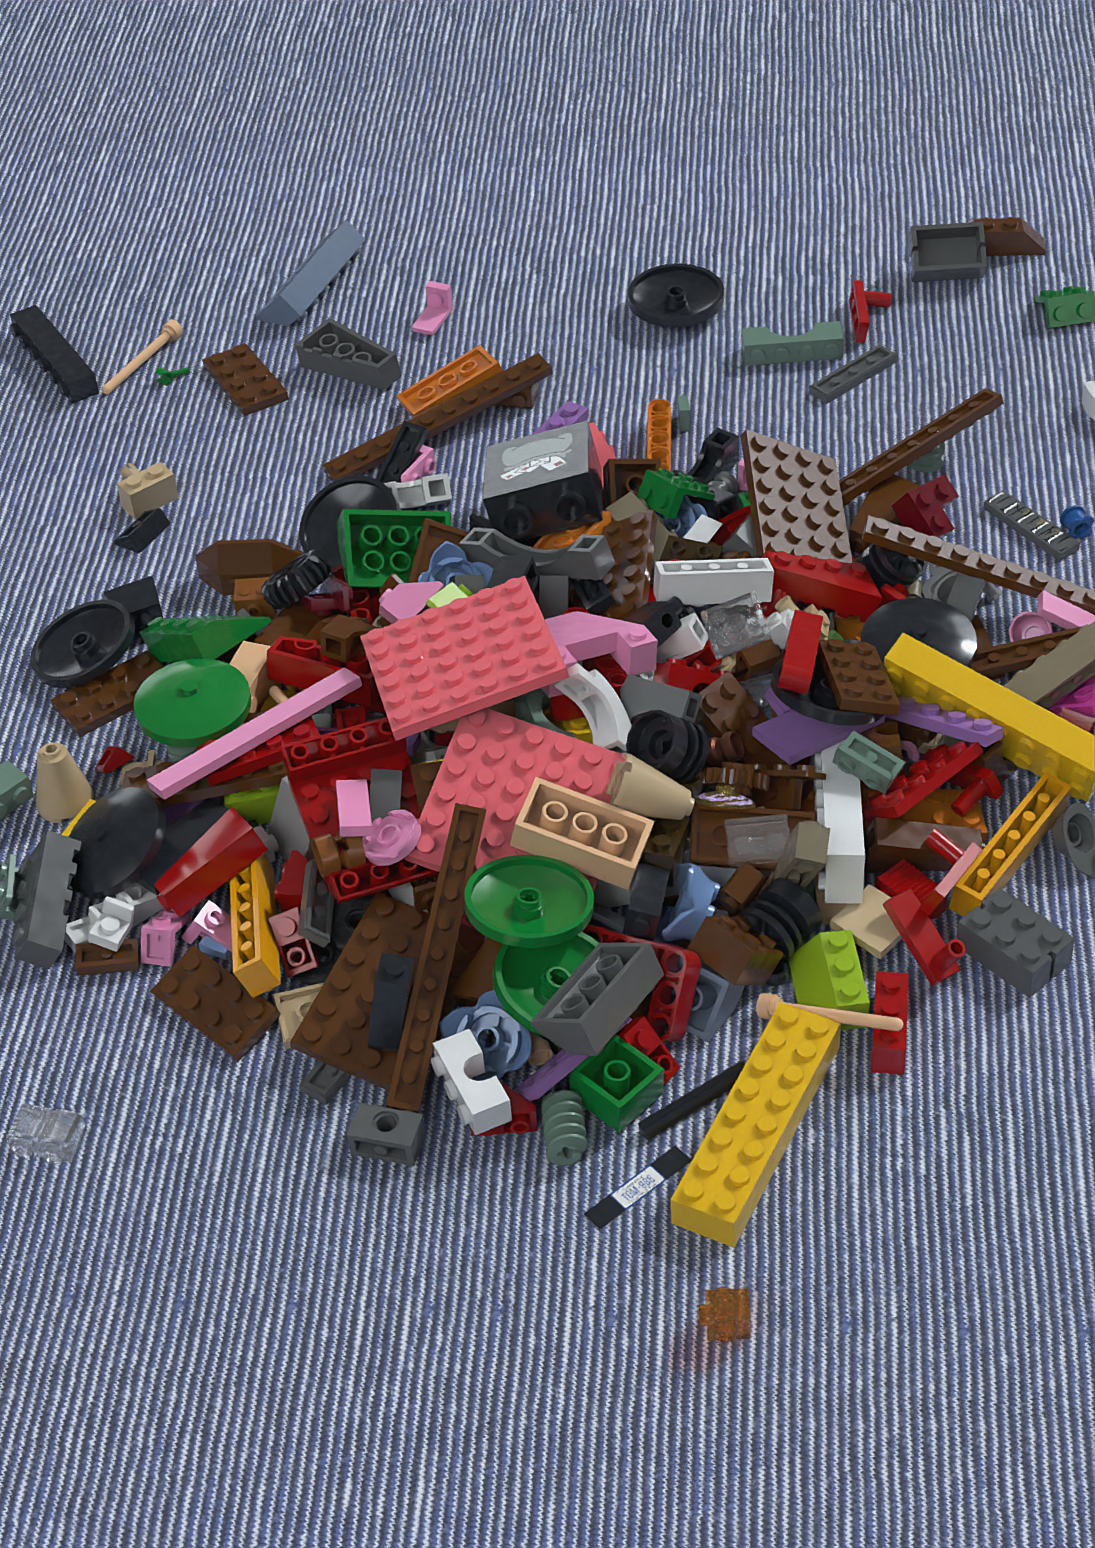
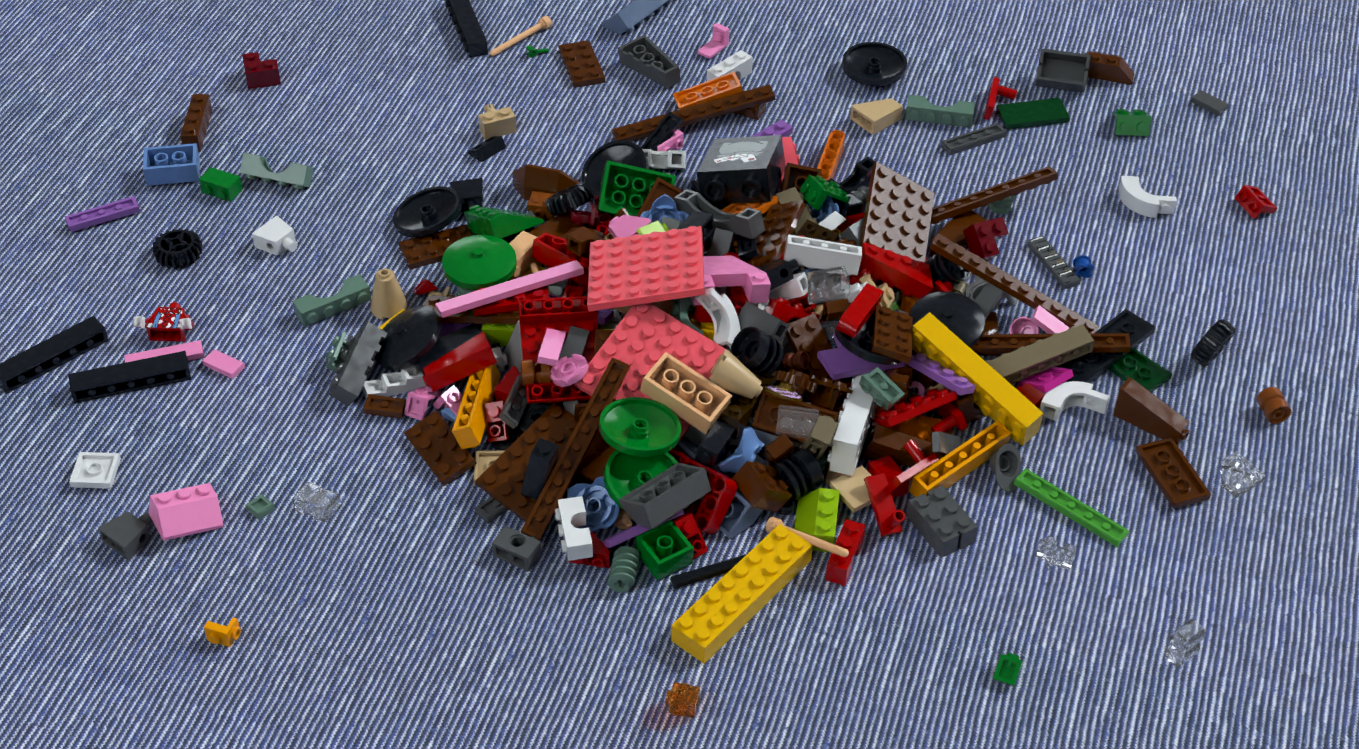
camera: 10 degrees right, 0 degrees up
(112, 924) = (392, 387): white bracket -> none
(478, 331) = (739, 63): none -> white arch
(637, 1187) = (657, 615): sticker -> none
(683, 413) = (853, 142): sand green tile -> none
(703, 366) = (876, 114): none -> tan slope
(923, 321) = (1032, 113): none -> dark green tile
(983, 823) = (945, 443): none -> dark grey tile

